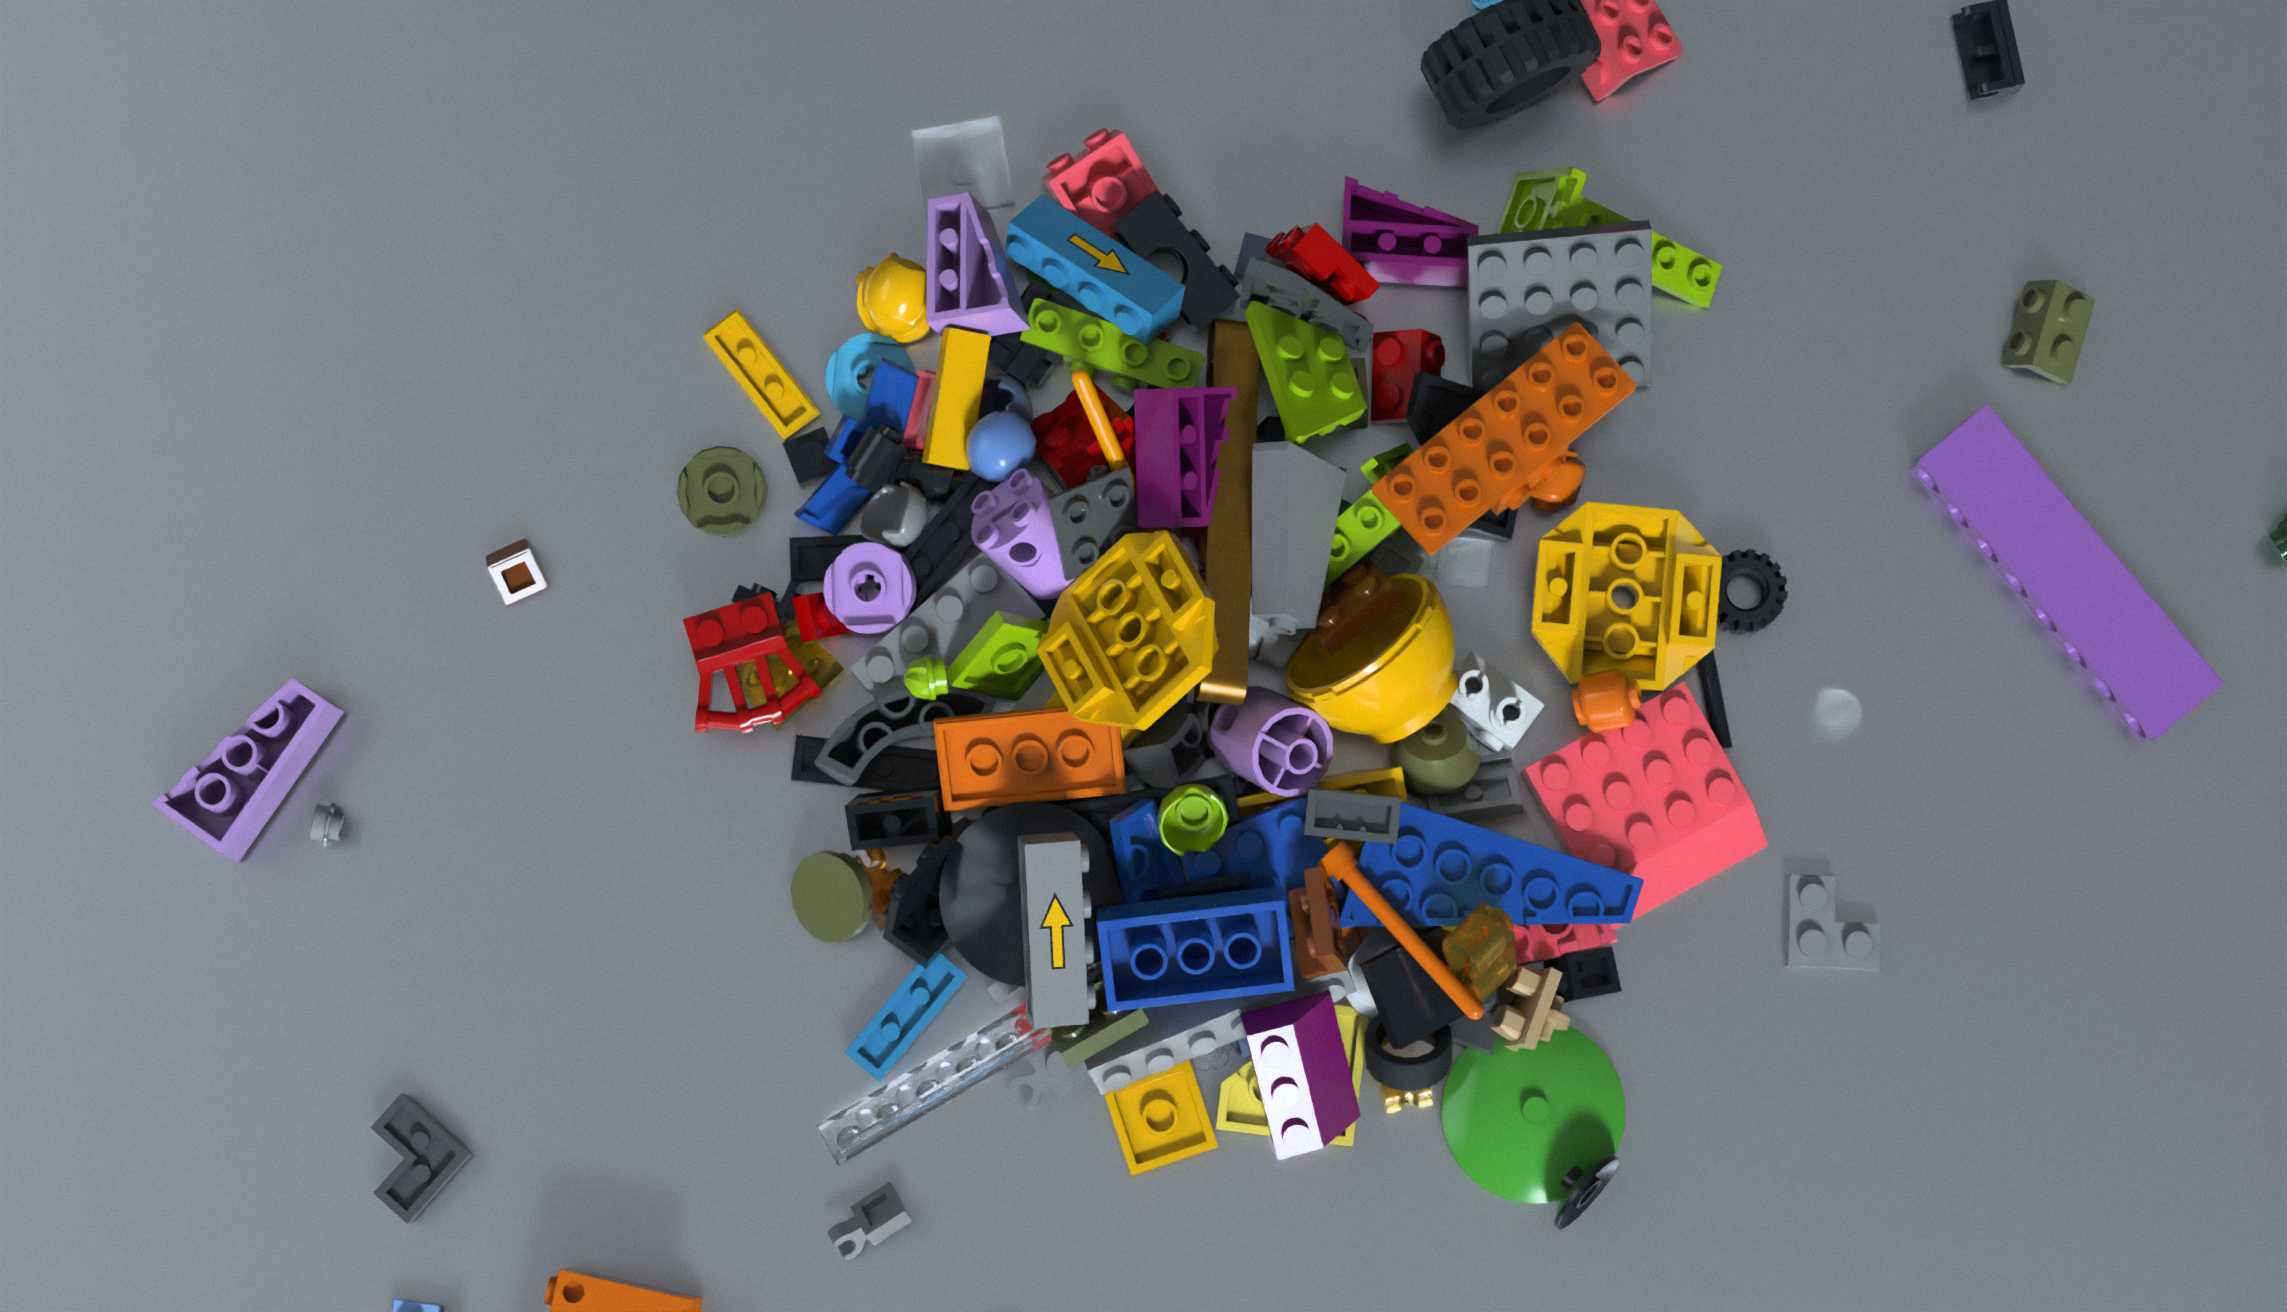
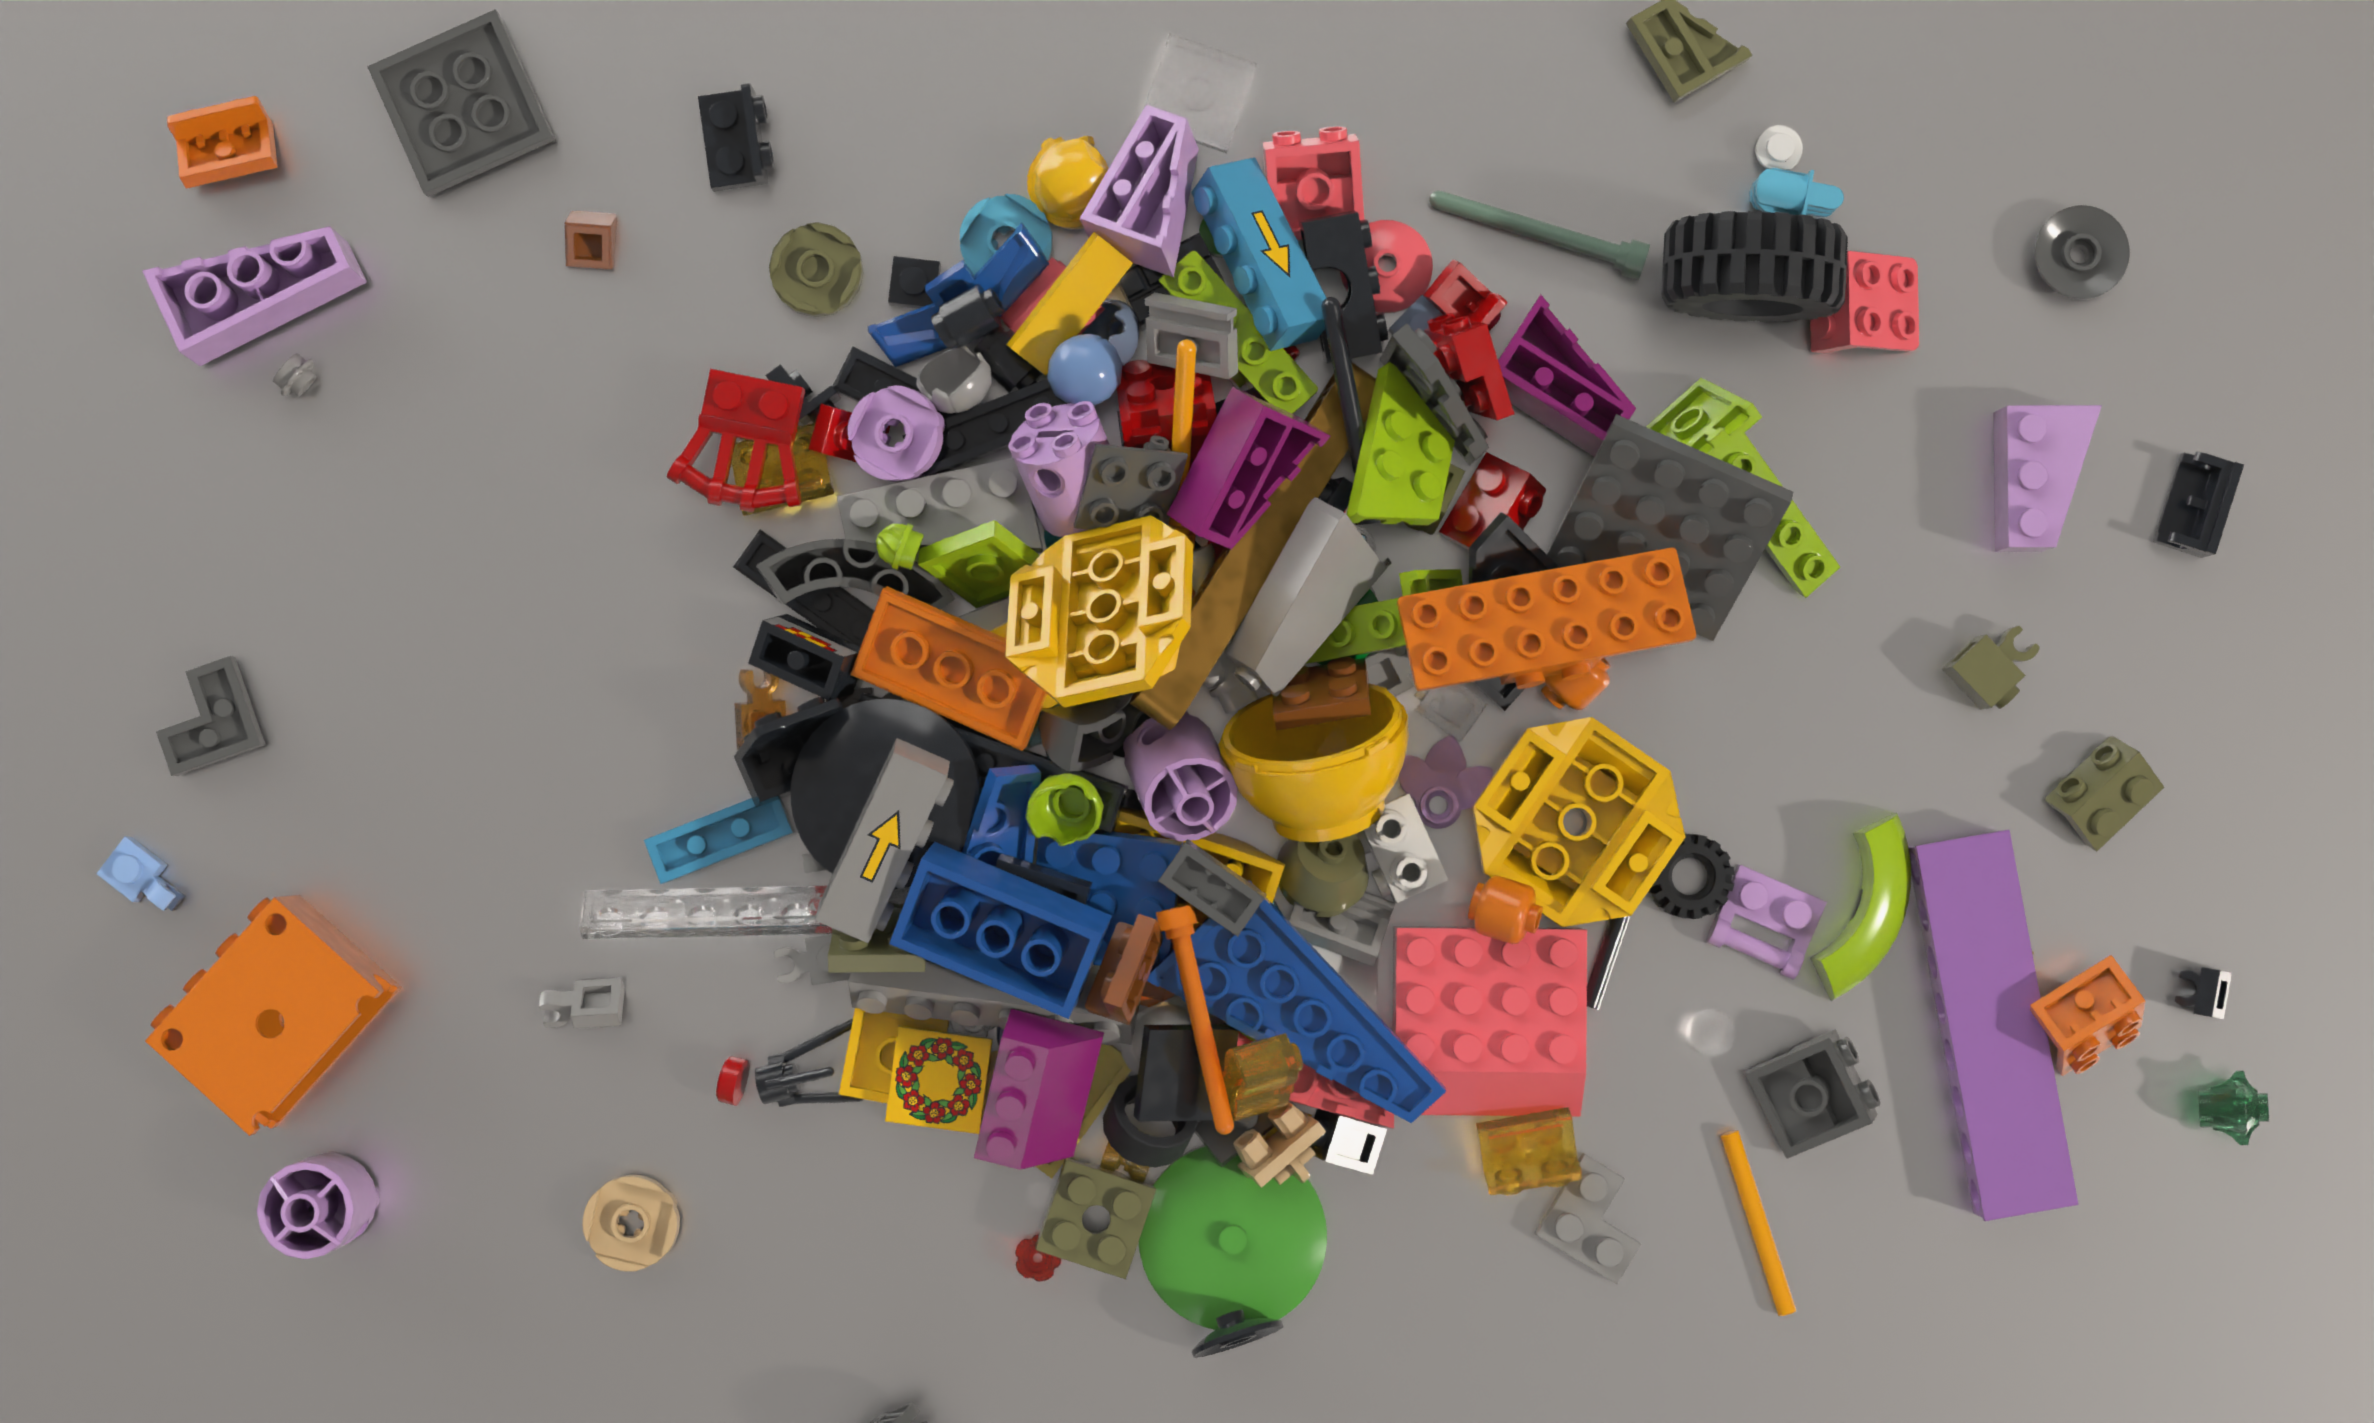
camera: 30 degrees right, 5 degrees up
(156, 659) = (223, 141): none -> orange bracket
(343, 516) = (461, 103): none -> dark grey plate
(592, 420) = (734, 138): none -> black bracket
(761, 375) = (909, 182): yellow tile -> none
(831, 896) = (709, 693): olive tile -> none
(1033, 1216) = (732, 1080): none -> red tile
(1054, 361) = (1204, 323): none -> light grey plate
(1074, 1194) = (779, 1081): none -> black plant
(1210, 1114) = (938, 1080): none -> tile
(1225, 214) = (1412, 270): none -> coral dish
(1225, 338) = (1345, 381): none -> black piece
(1279, 211) = (1464, 295): none -> red bracket
(1365, 1222) = (1028, 1267): none -> clear red plate
(1386, 1181) = (1087, 1186): none -> olive piece
(1398, 107) = (1626, 256): none -> sand green piece
(1494, 622) = (1444, 776): none -> lavender plate
(1741, 897) = (1528, 1151): none -> clear yellow bracket
(1830, 579) = (1773, 907): none -> lavender plate
(1839, 96) = (2036, 471): none -> lavender wedge
(1893, 282) = (1987, 669): none -> olive brick
(1920, 535) = (1880, 911): none -> lime brick
(1952, 715) = (1814, 1093): none -> dark grey plate
(1968, 851) = (1758, 1223): none -> light orange bar
(2143, 520) = (2090, 1015): none -> orange bracket
(2232, 448) = (2210, 993): none -> black tile

